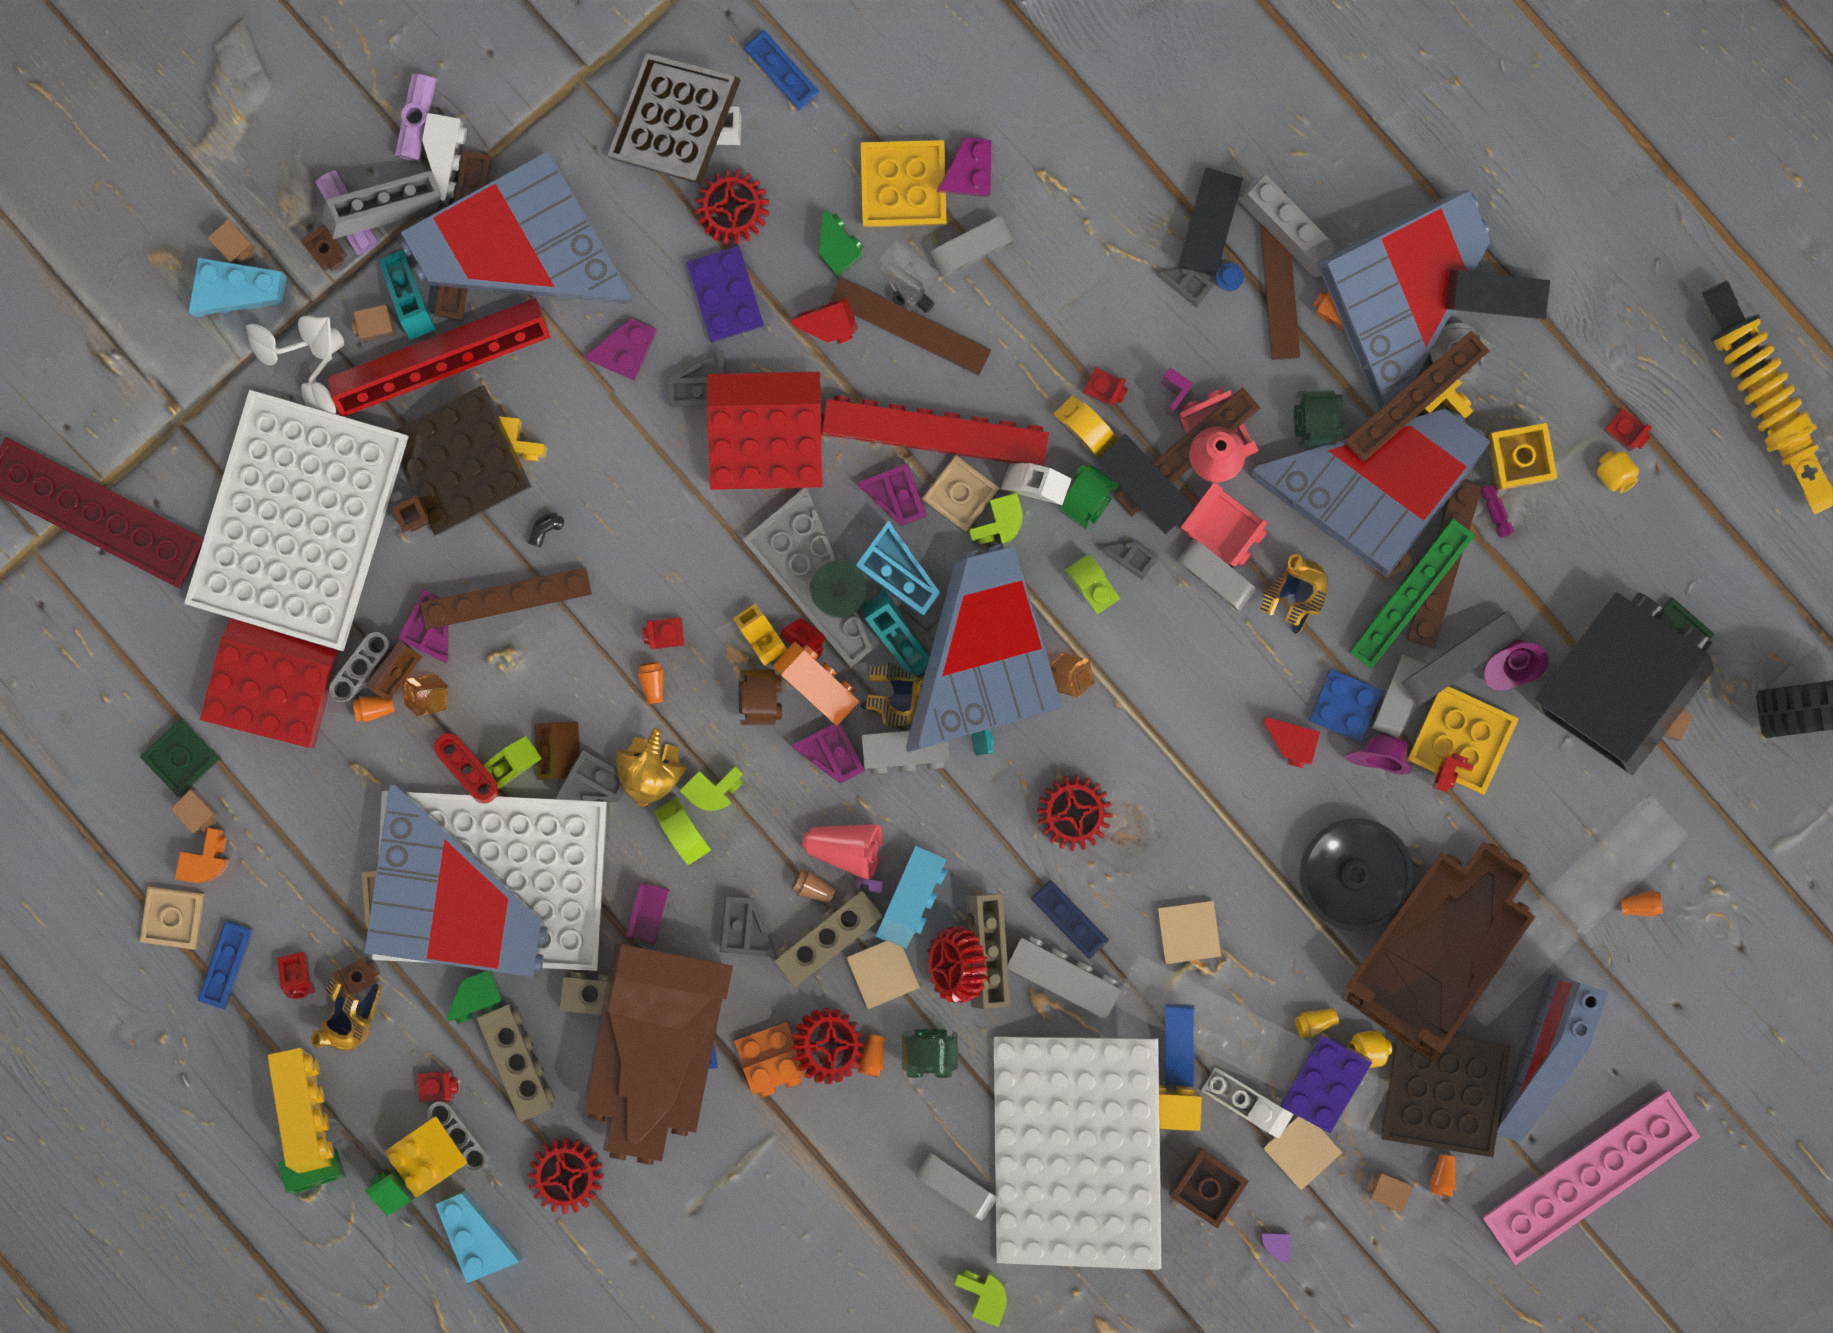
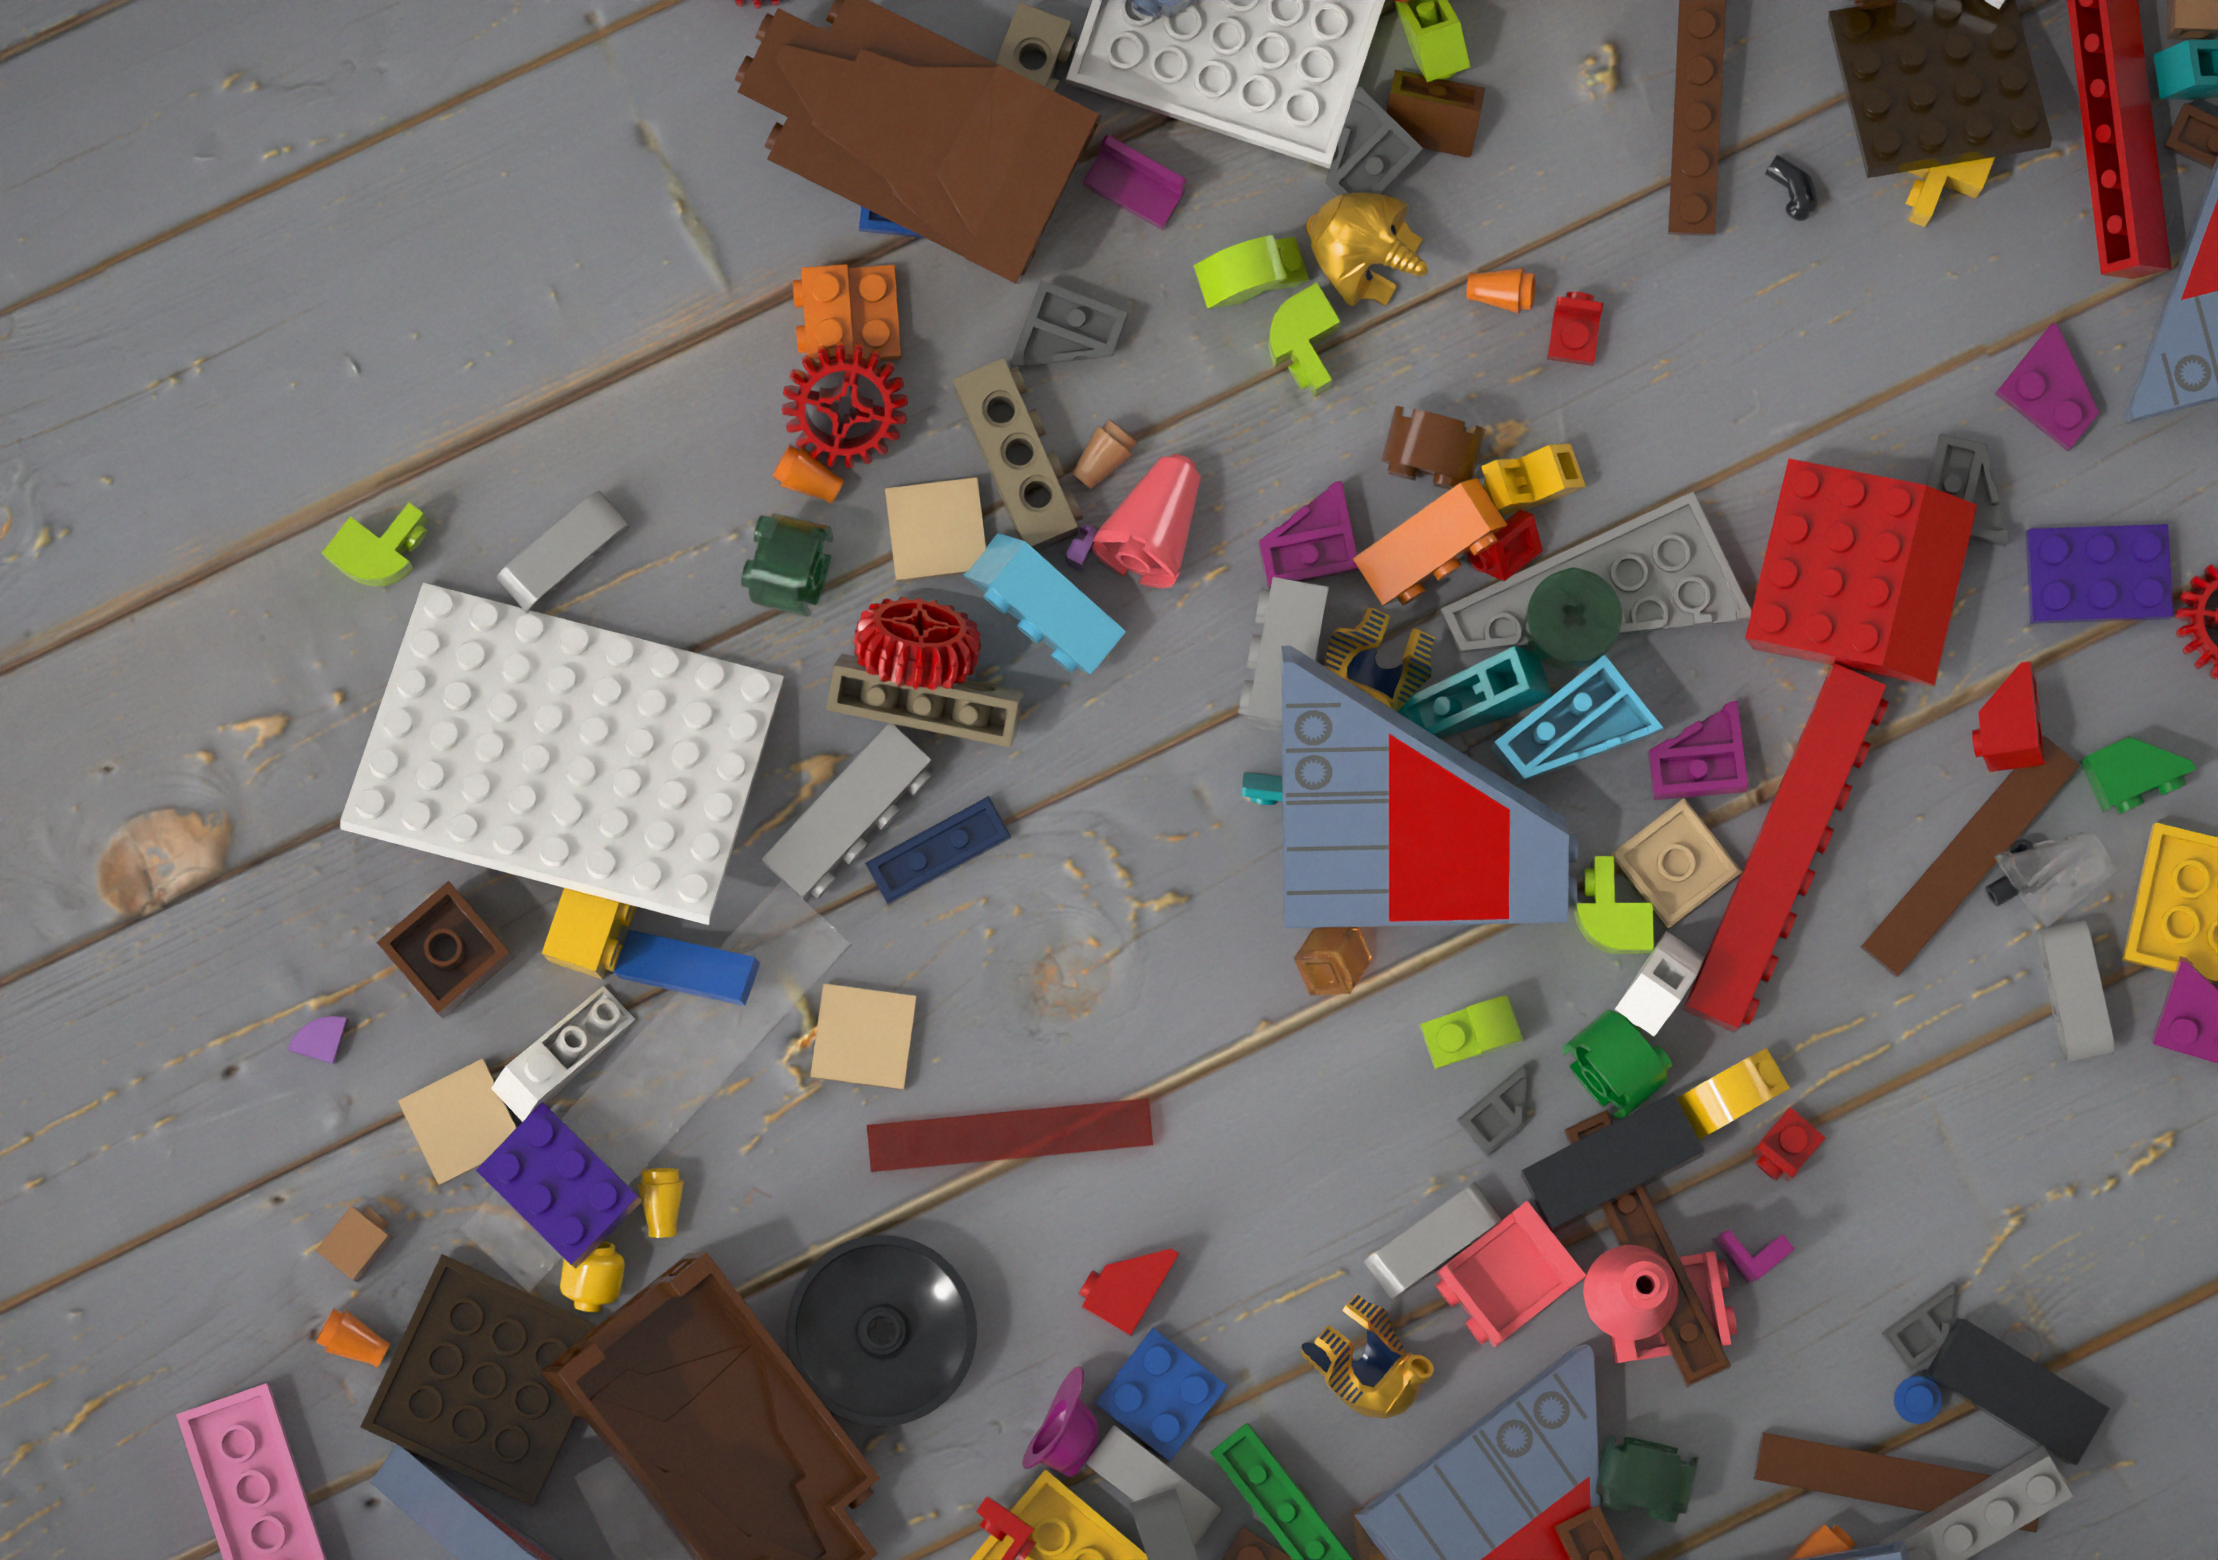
camera: 105 degrees right, 5 degrees down
(1098, 807) = (1086, 903): red gear -> none
(1222, 832) = (1009, 1135): none -> clear red tile

